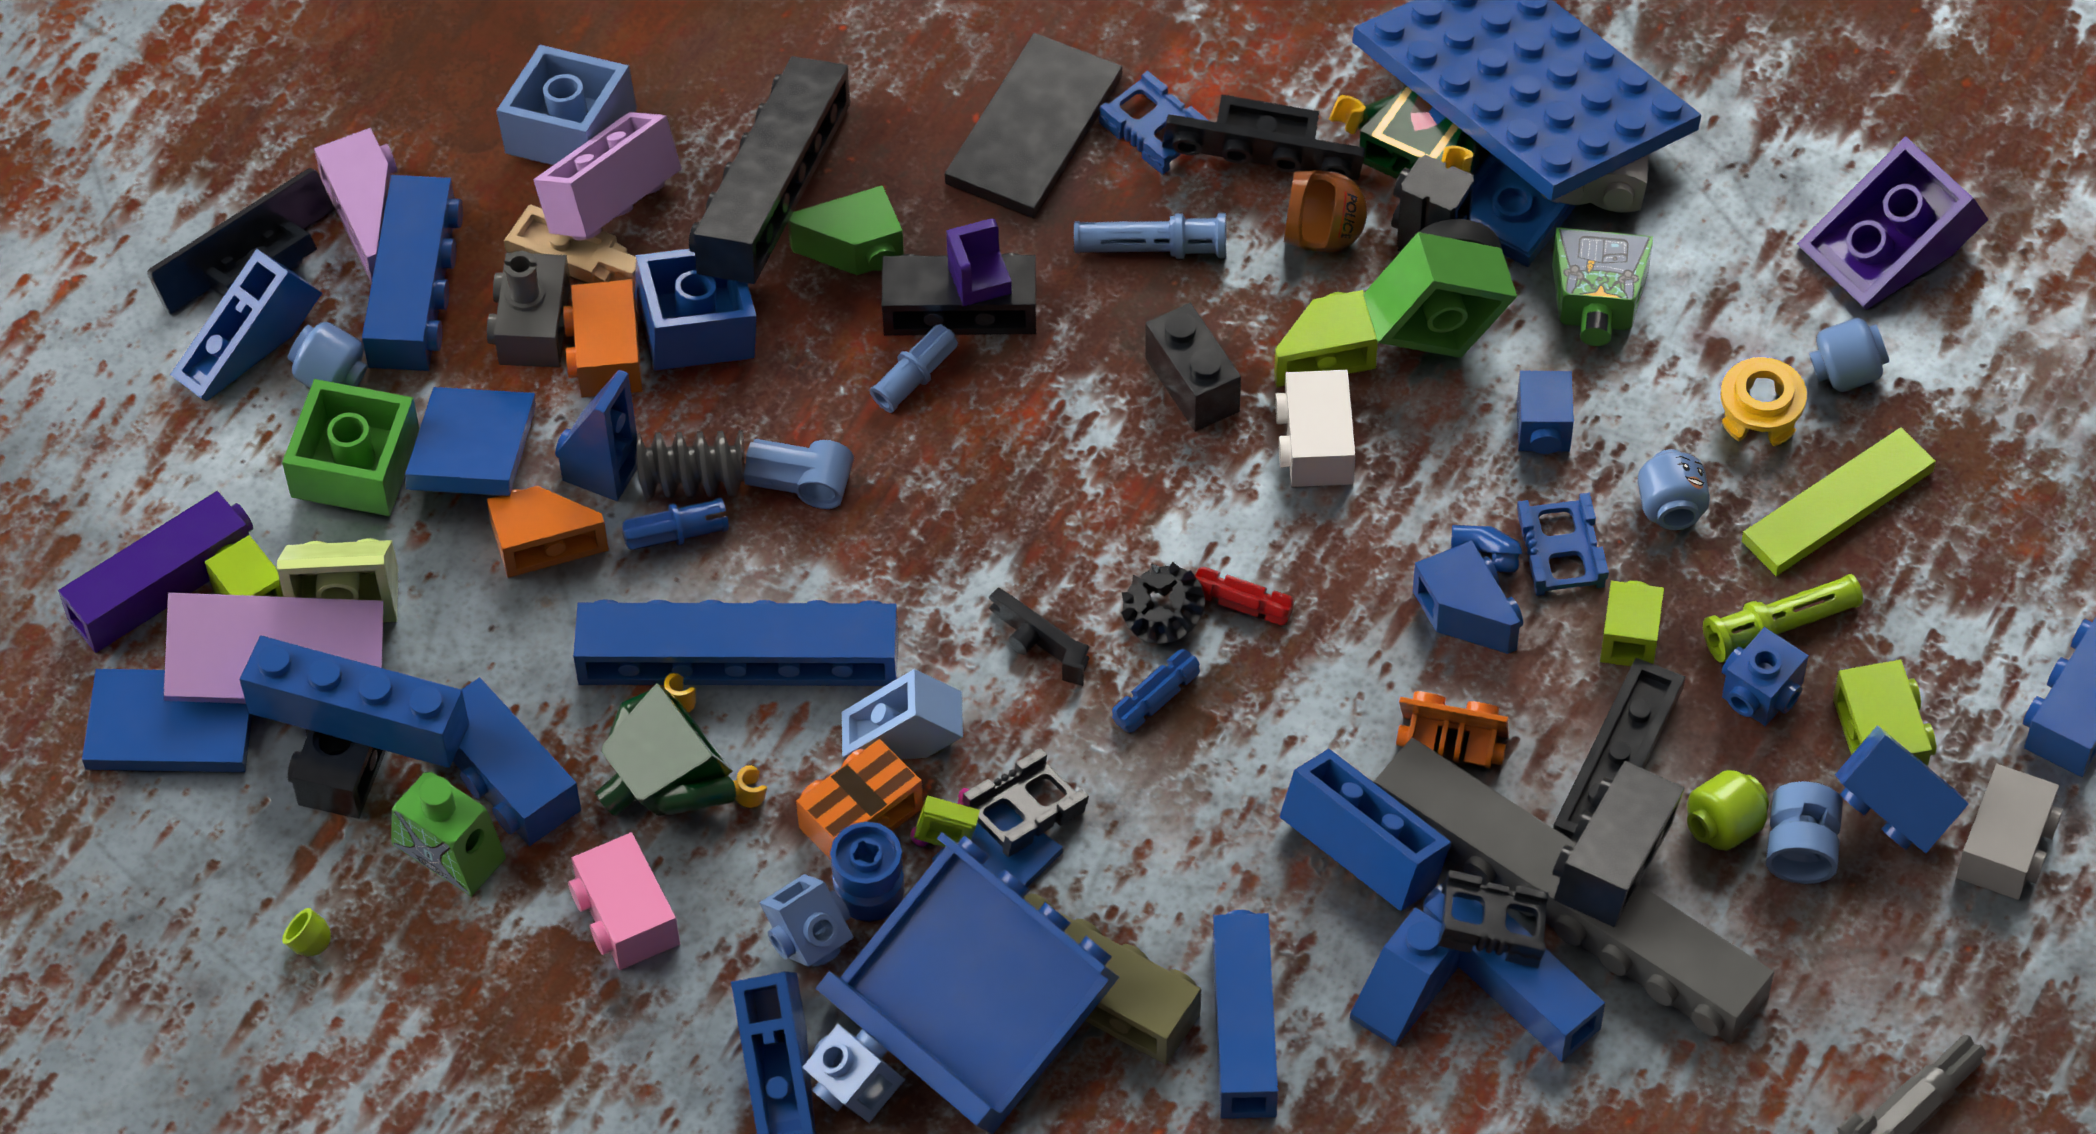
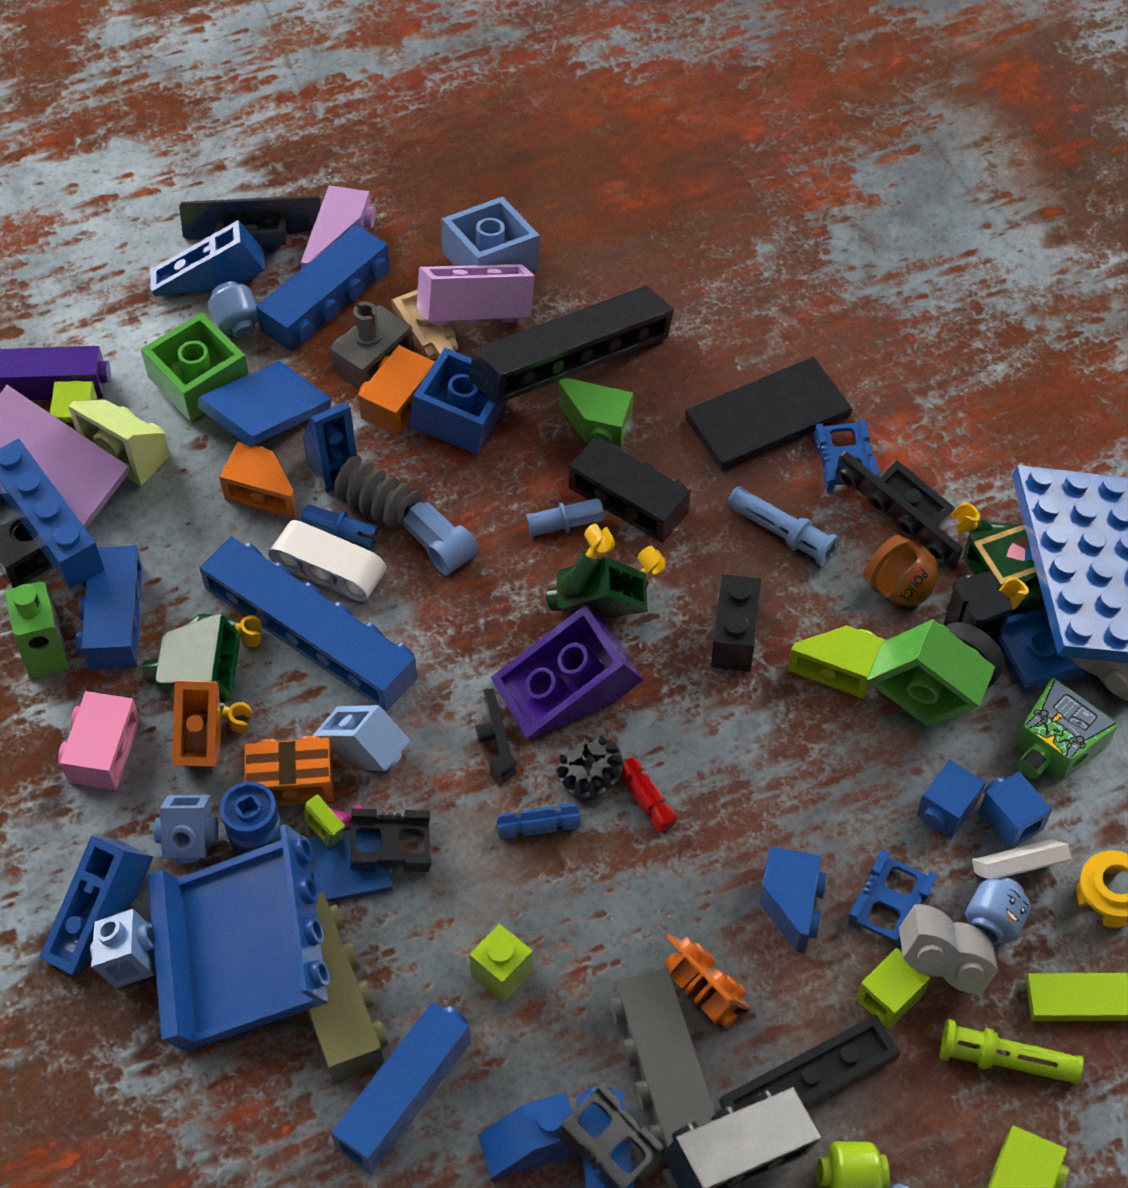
camera: 35 degrees right, 0 degrees up
(699, 566) = (328, 560): none -> white beam
(730, 812) = (196, 723): none -> orange slope
(977, 262) = (643, 471): dark purple panel -> none
(1033, 407) = (604, 583): none -> dark green torso
(1062, 527) = (566, 675): none -> dark purple slope
(1242, 841) = (501, 962): none -> lime brick
(1318, 428) = (785, 713): white brick -> none
(1365, 829) = (585, 1011): blue brick -> none
(1490, 540) = (843, 865): blue arm -> none
(1612, 383) = (1014, 809): none -> blue brick
(1656, 428) = (1021, 859): none -> white tile
(1658, 551) = (948, 949): none -> light grey brick
(1764, 677) = (956, 1092): blue brick -> none

